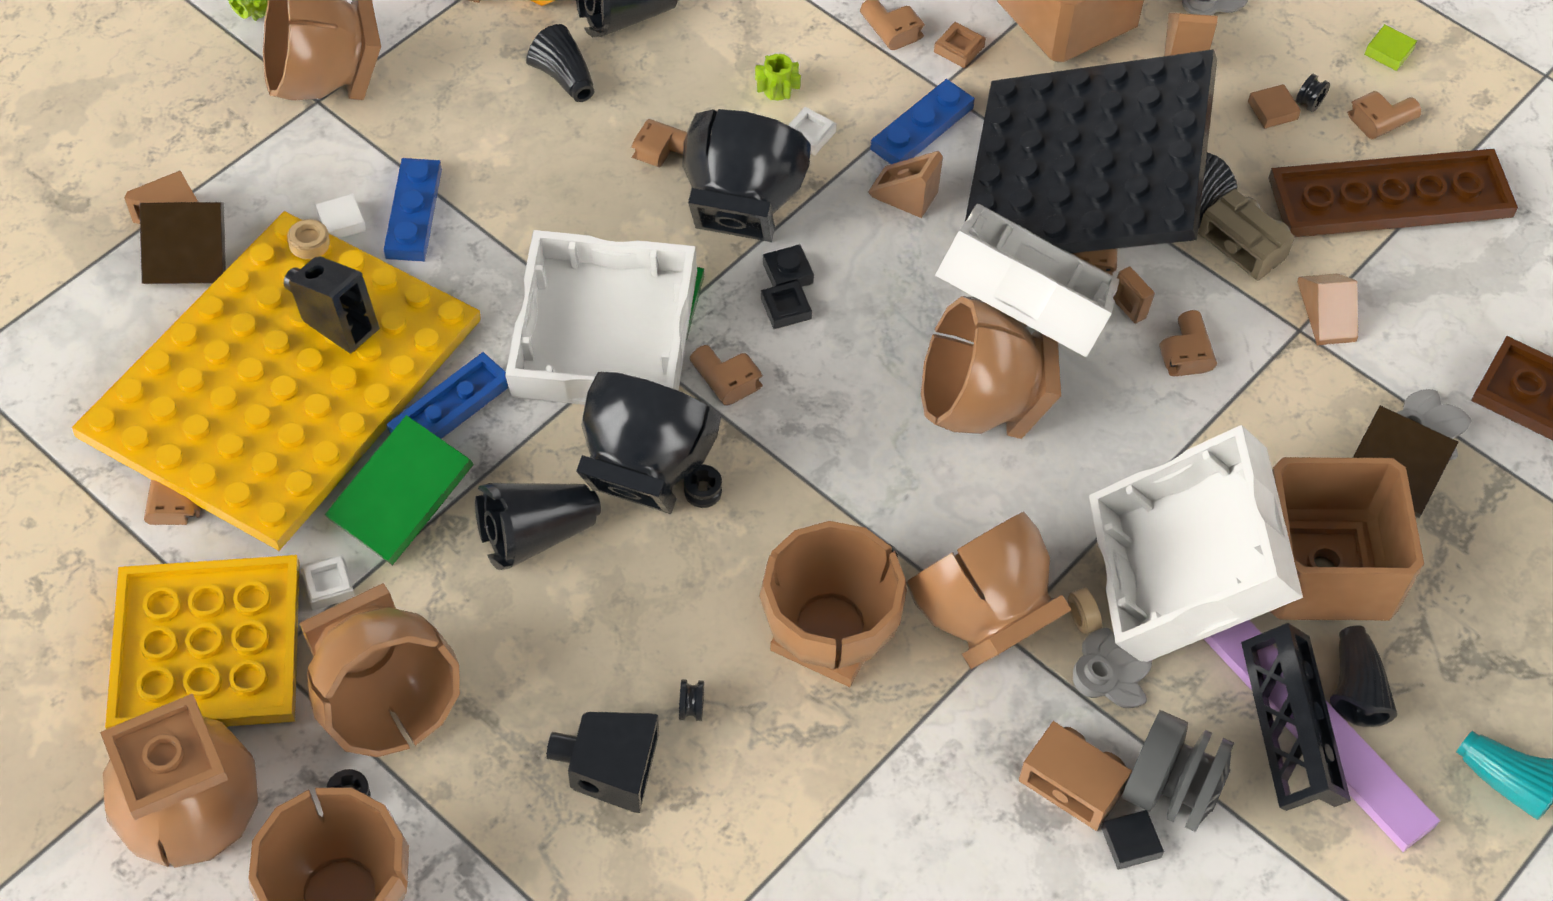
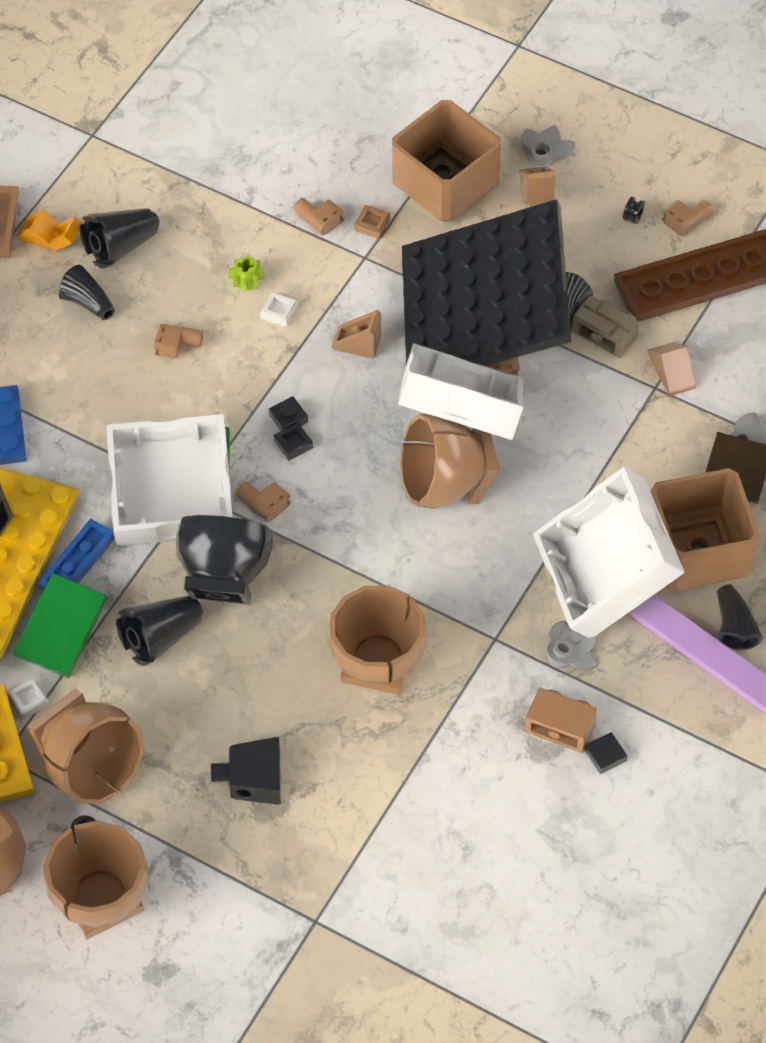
camera: 10 degrees left, 0 degrees up
(691, 700) = (297, 724): black bush -> none
(703, 498) = (275, 577): black bush -> none
(742, 171) = (241, 352): black plate -> none
(922, 123) = (359, 287): blue plate -> none
(991, 590) = (480, 610): medium nougat plate -> none
(1084, 611) = (545, 612): tan tile -> none
(1133, 295) = (535, 386): medium nougat tile -> none
(1178, 771) = (626, 702): dark grey wheel -> none
(1192, 350) = (581, 419): medium nougat piece -> none
(1274, 106) = (608, 225): medium nougat tile -> none
(1310, 715) = (706, 651): black fence -> none
(1390, 47) = (683, 163): lime tile -> none

